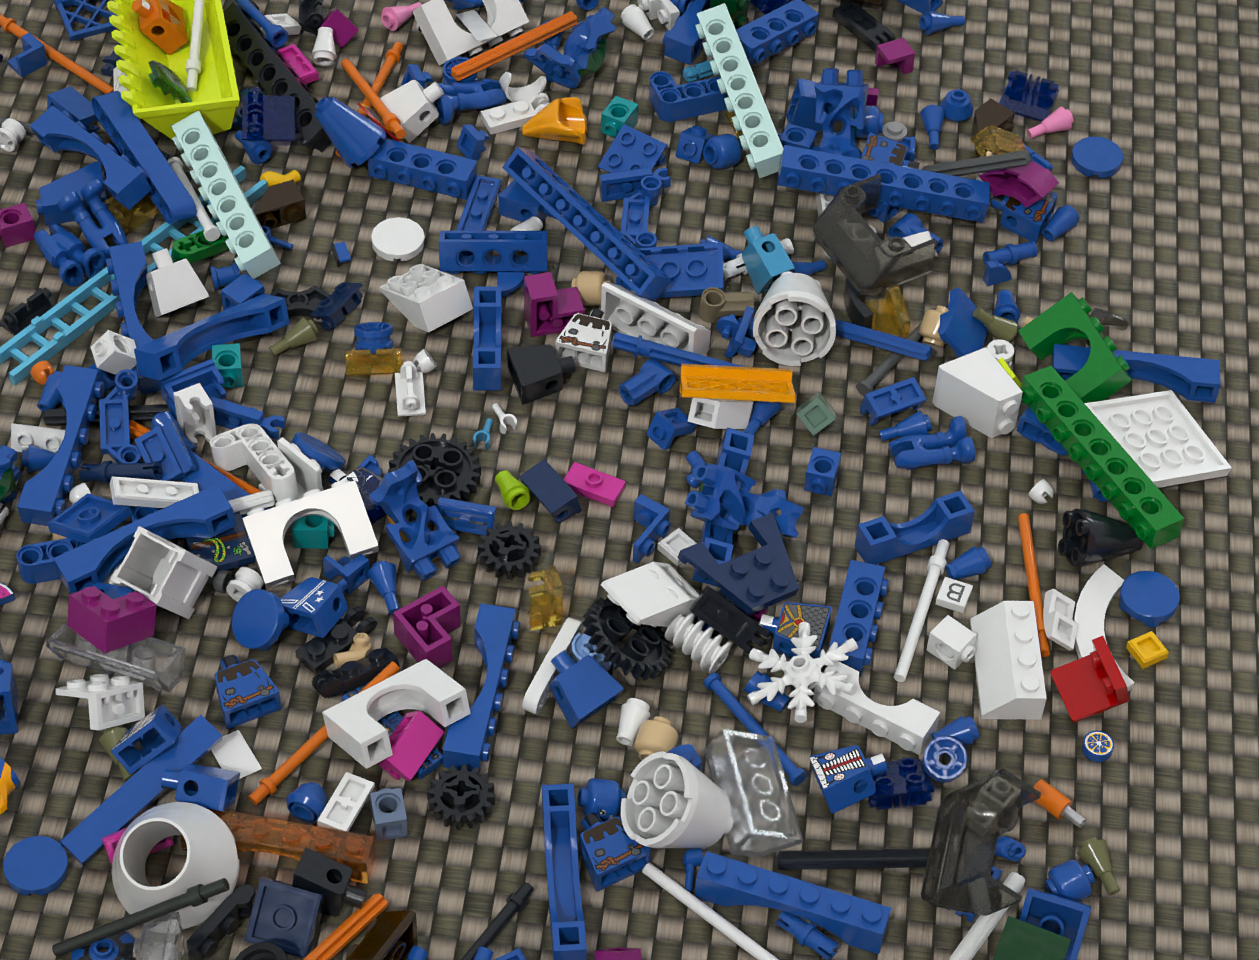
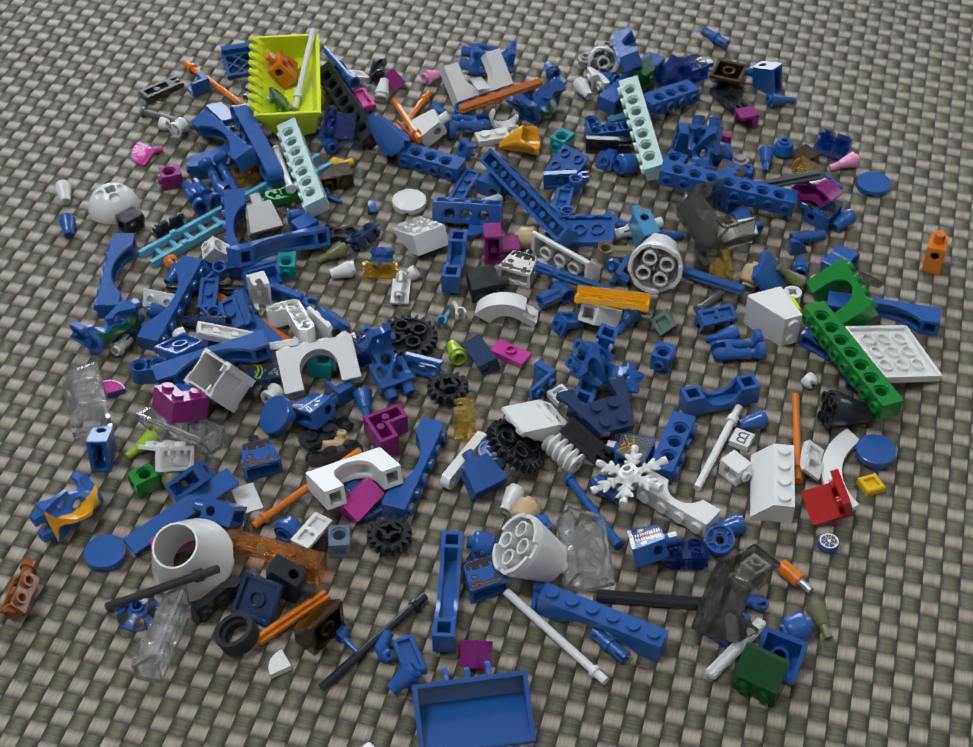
camera: 10 degrees right, 5 degrees down
(65, 672) = (147, 436): none -> lime cone
(70, 753) = (144, 480): none -> green brick
(317, 366) = (343, 270): none -> white cone
(577, 406) = (506, 304): none -> white arch
(677, 119) = (595, 144): none -> black hinge
(1059, 285) = (838, 253): none -> blue brick
(1202, 256) = (936, 245): none -> orange torso

